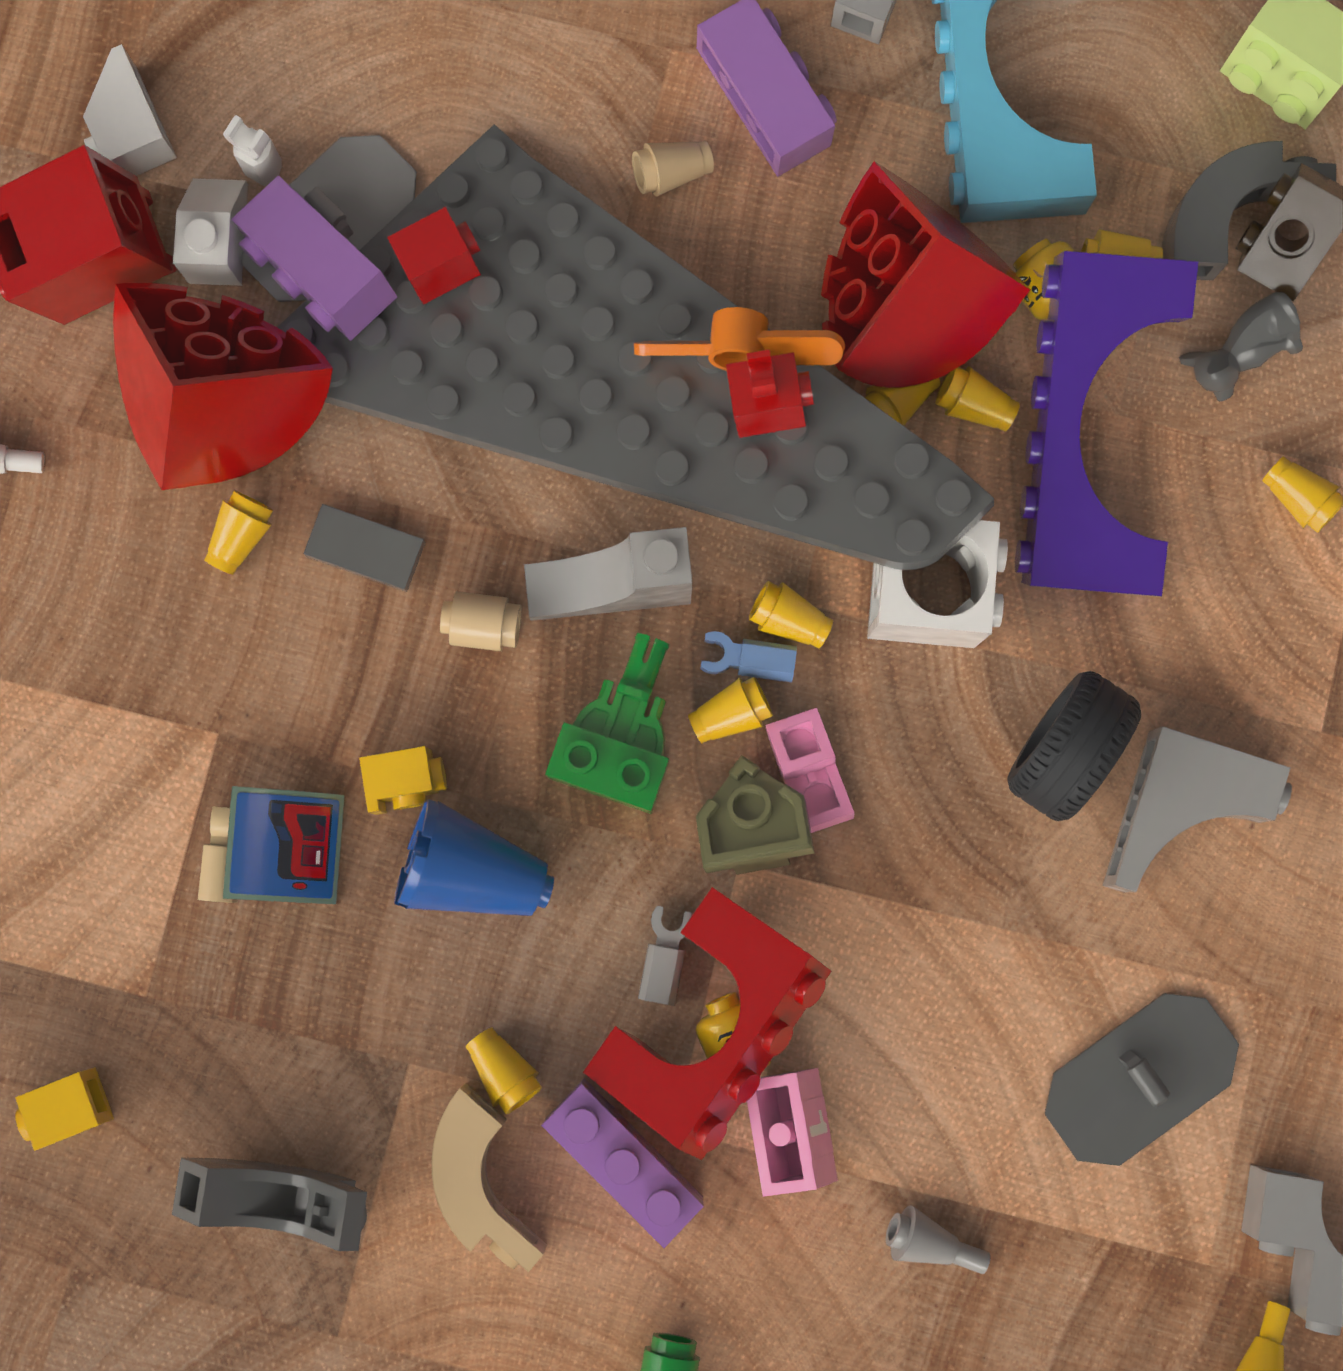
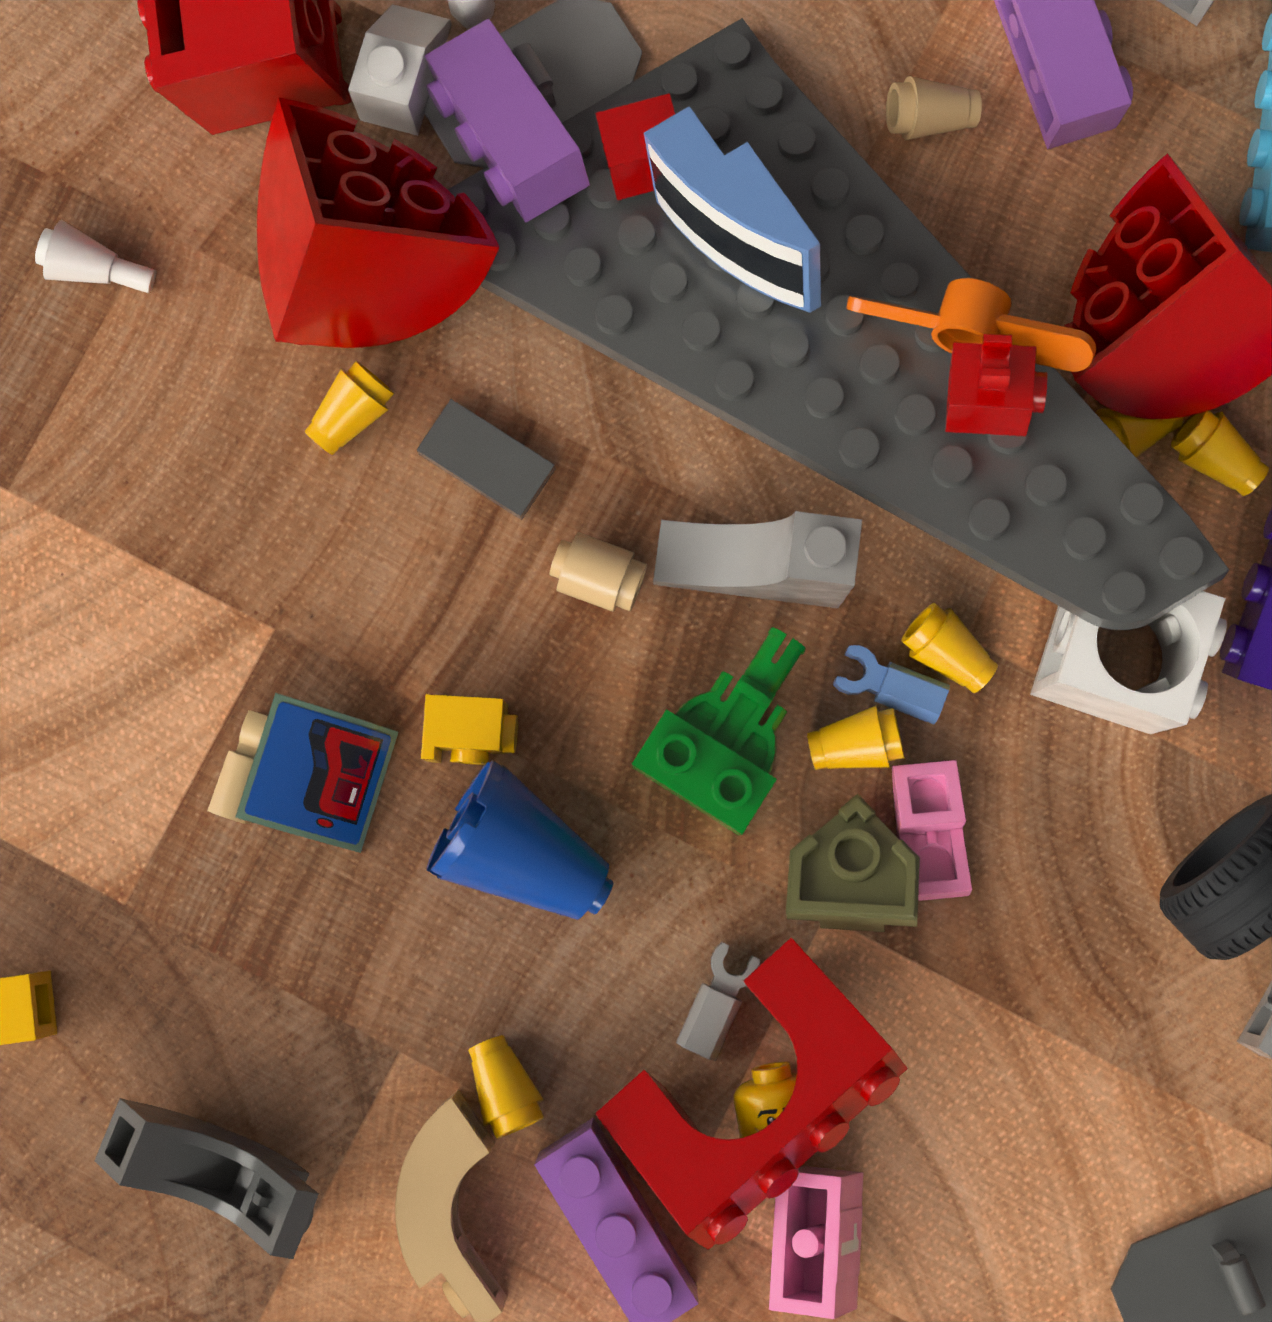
camera: 20 degrees right, 0 degrees up
(520, 295) = (733, 211): none -> slope

